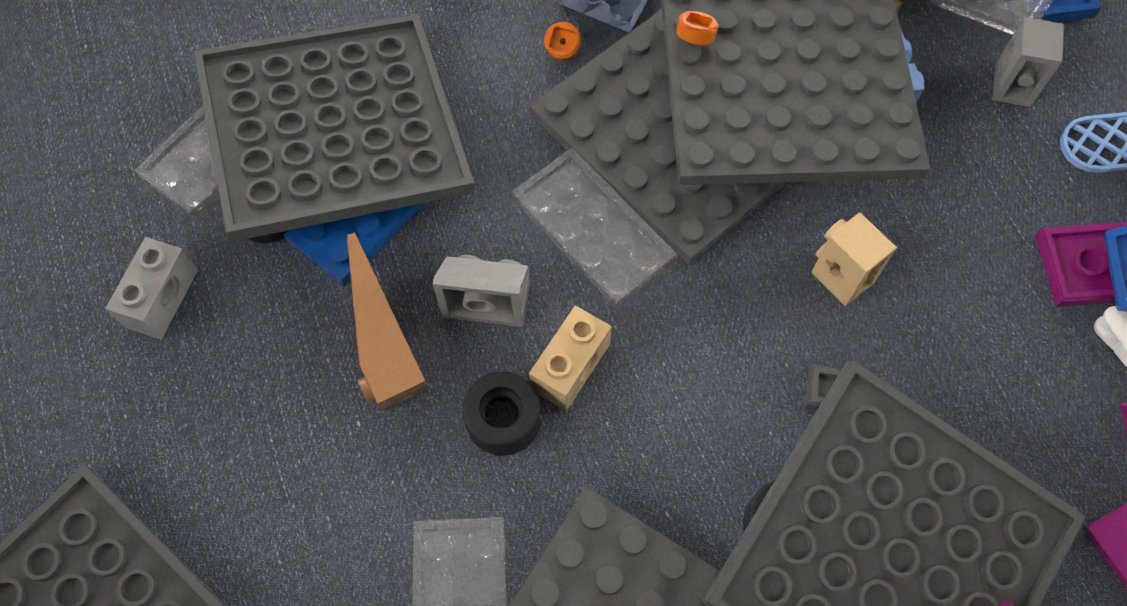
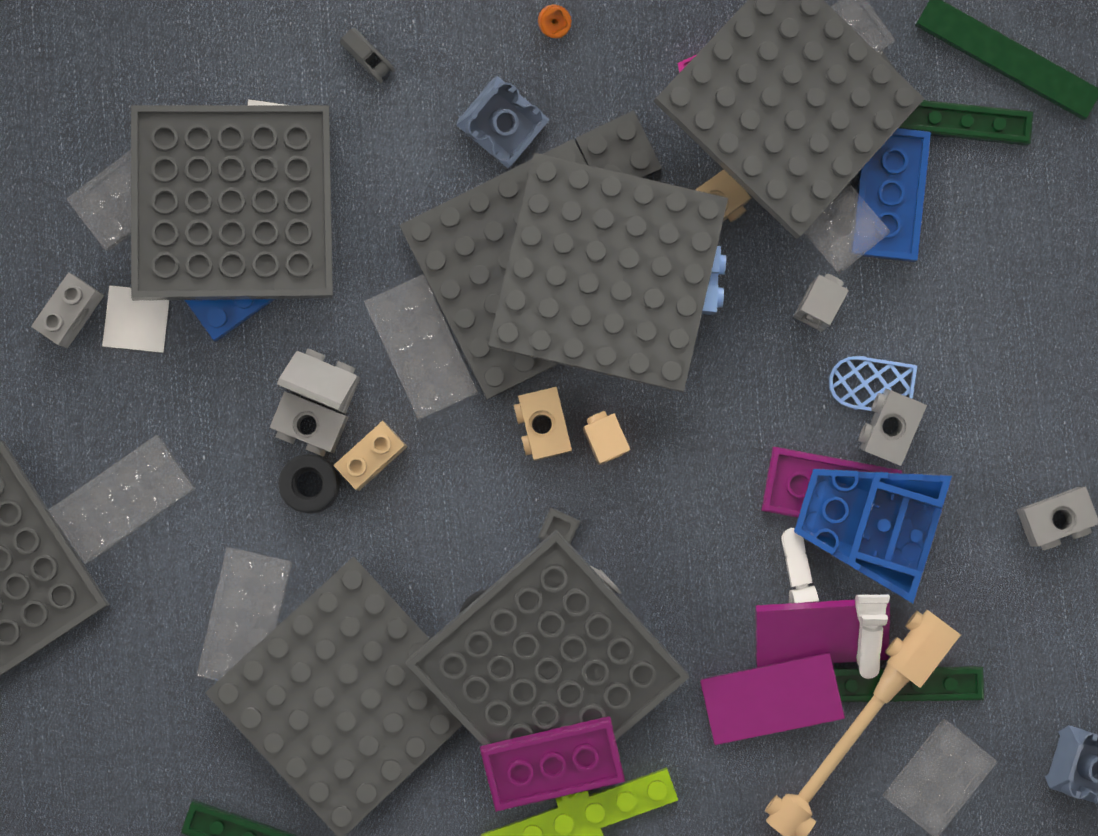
camera: 20 degrees right, 20 degrees up
(241, 286) = (134, 323): none -> white sticker
(258, 501) = (121, 499): none -> clear plate
(382, 348) = (233, 410): medium nougat slope -> none
(464, 326) = (328, 424): none -> light grey brick
(563, 41) = (446, 164): orange tile -> none
(697, 28) = (540, 220): orange tile -> none
(767, 248) = (547, 404): none -> tan brick

